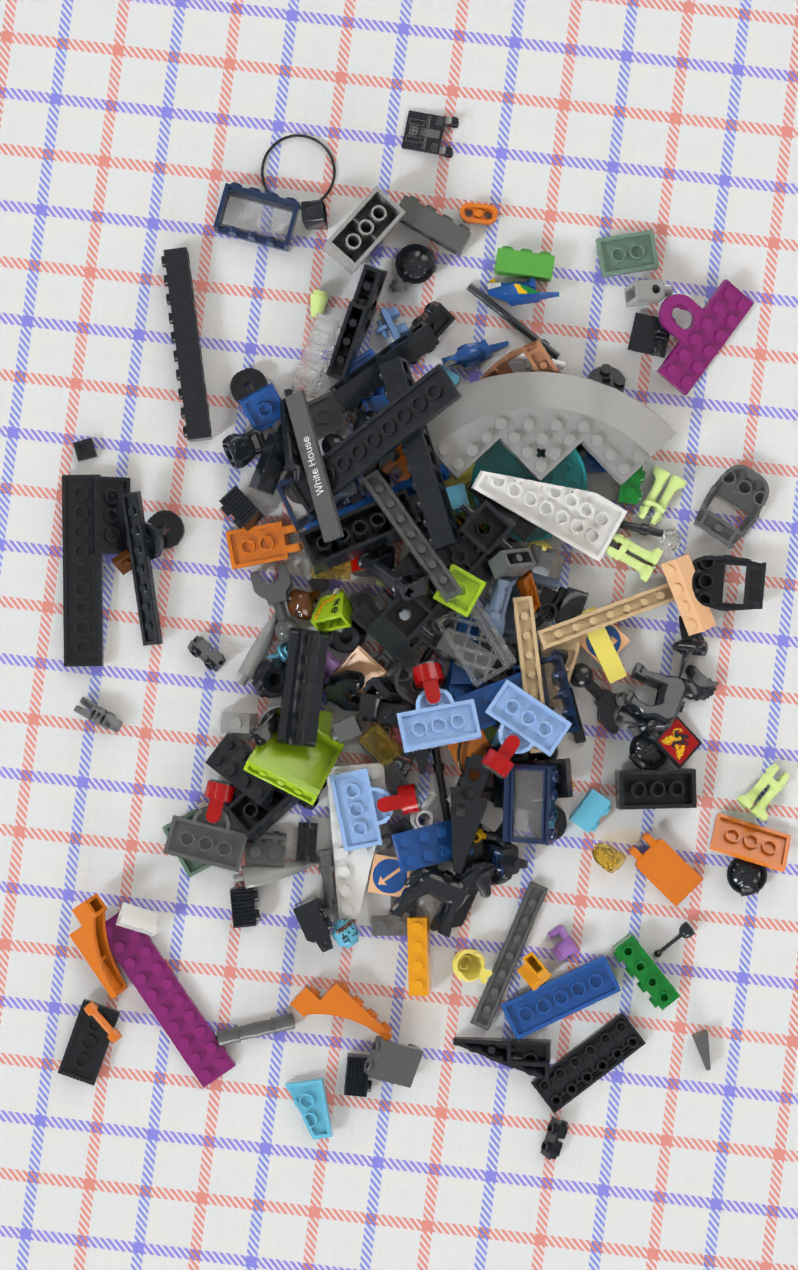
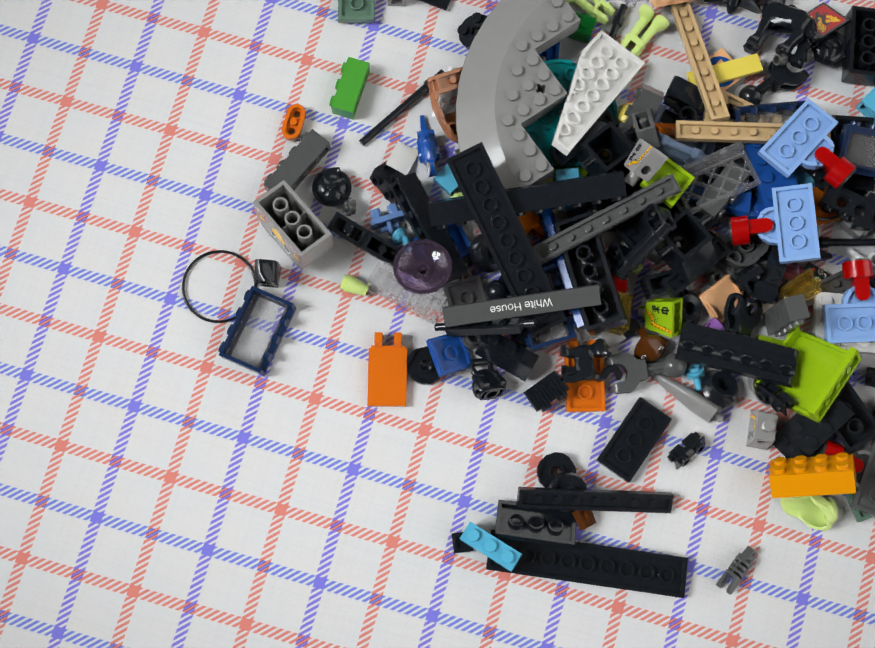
camera: 85 degrees left, 10 degrees down
(79, 475) = (490, 546): none -> medium azure arch
(166, 780) = (814, 511): none -> yellowish green hair
(188, 346) = (372, 419): black brick -> none
(193, 771) = (812, 475): none -> light orange brick
(208, 600) = (634, 439): none -> black plate
(237, 351) = (387, 373): none -> orange tile
(272, 539) = (584, 365): none -> black animal
(341, 351) = (418, 257): none -> clear purple dish
(374, 341) = (400, 236): none -> medium azure plate
(425, 133) = (205, 159): black flag -> none
(458, 329) = (402, 158): none -> white sticker
(472, 562) = (643, 162): none -> light grey torso
(518, 292) = (376, 97): blue animal -> none

